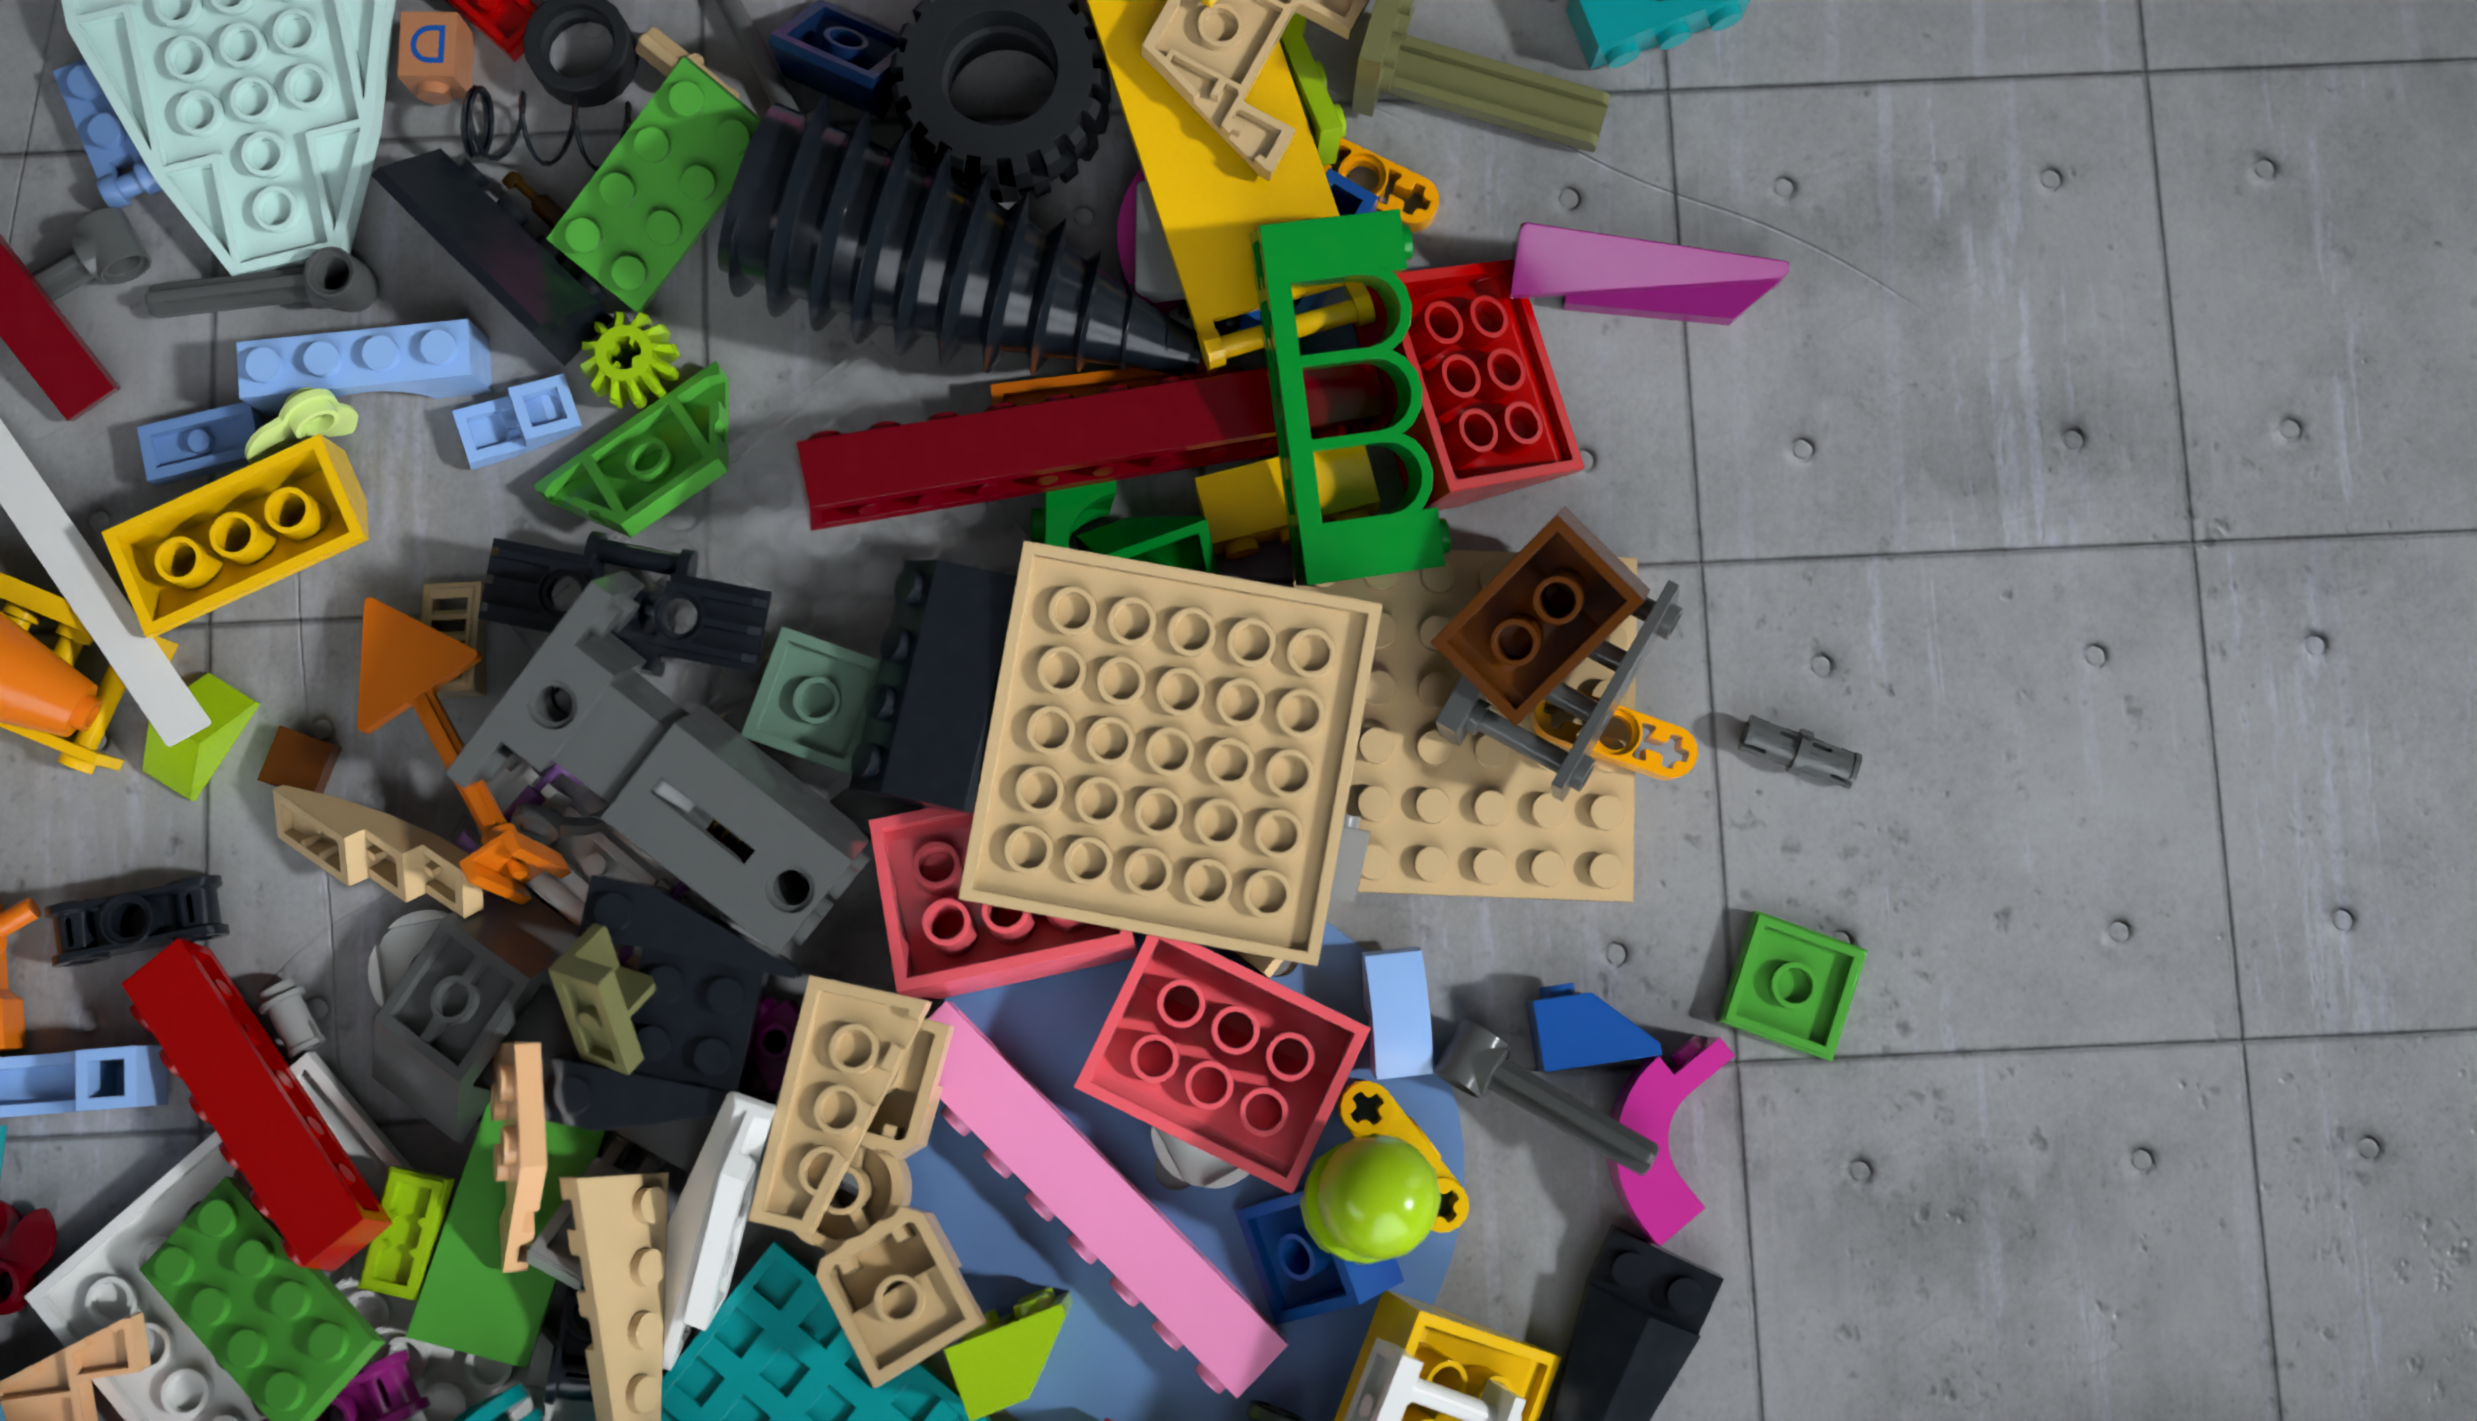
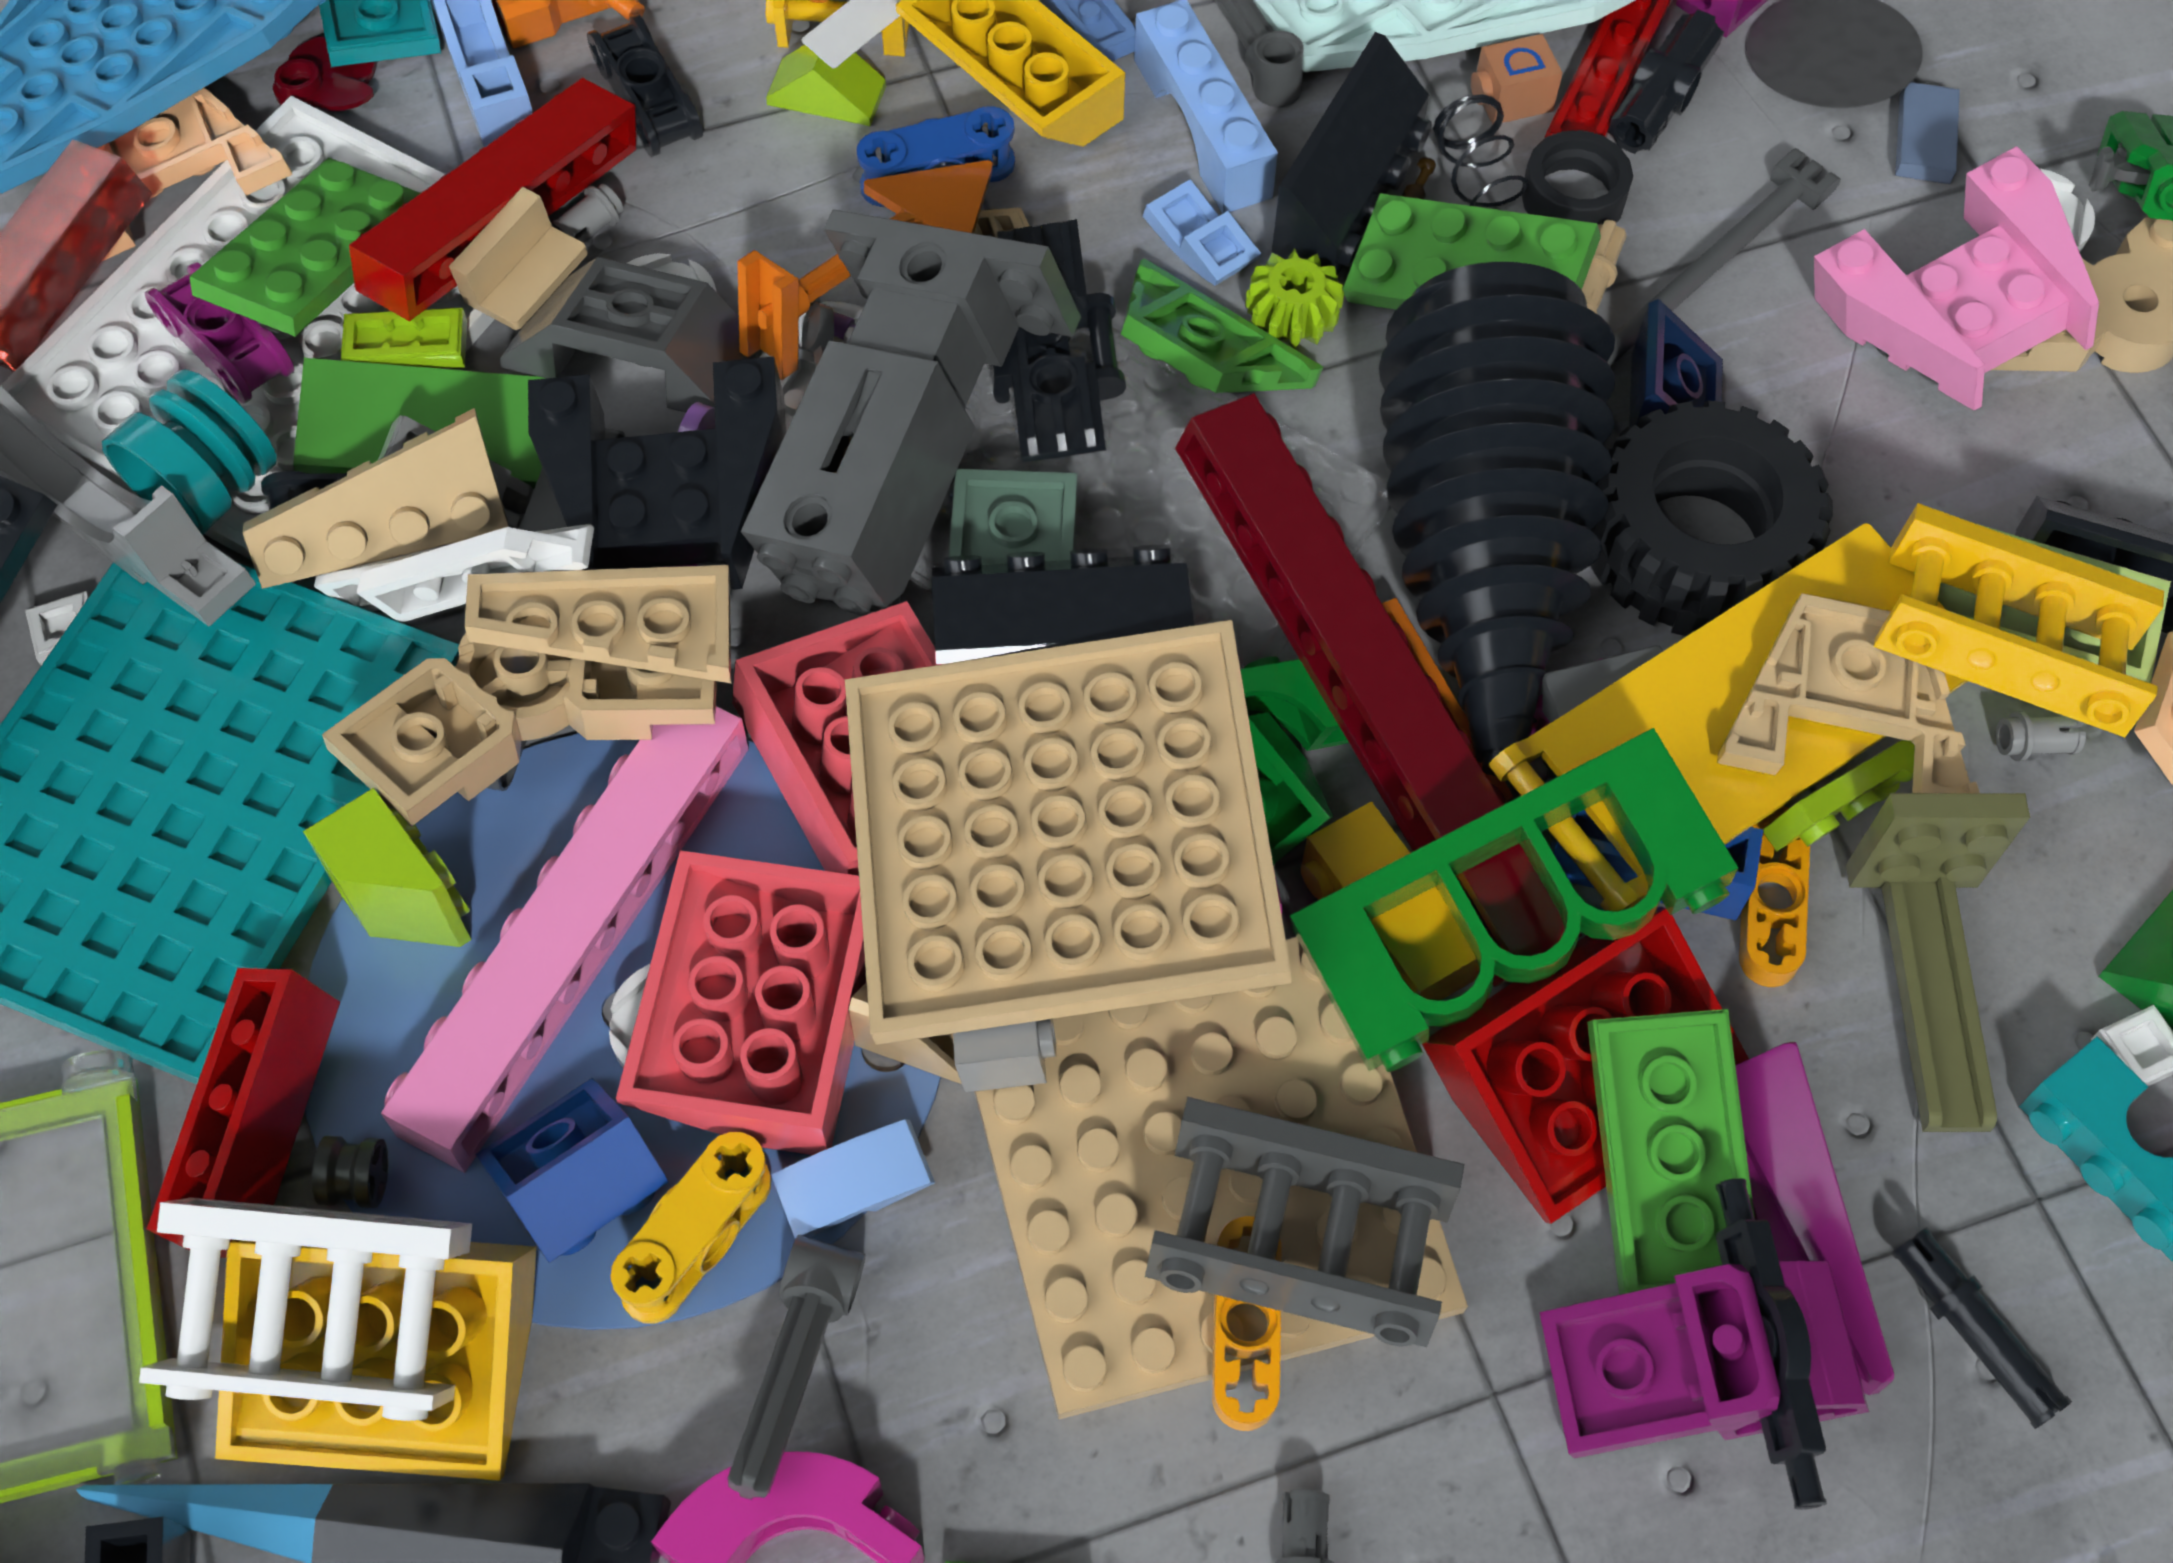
camera: 75 degrees right, 20 degrees down
(299, 761) = (823, 164): reddish brown tile -> none
(302, 417) = (1143, 67): yellowish green plate -> none
(332, 646) = (940, 144): none -> blue piece
(347, 1099) = (516, 262): none -> tan panel
(367, 843) = (759, 218): tan slope -> none
(522, 1154) = (500, 371): light nougat wing -> none
(600, 999) = (657, 390): olive panel -> none
(1370, 1199) = (624, 1165): lime tile -> none
(1541, 616) = (1350, 1165): reddish brown slope -> none
(1568, 352) = (1667, 1139): none -> bright green tile
(1582, 1031) = (887, 1392): blue slope -> none
(1738, 186) = (1981, 1327): none -> black pin
(1740, 388) = (1717, 1350): none -> magenta piece

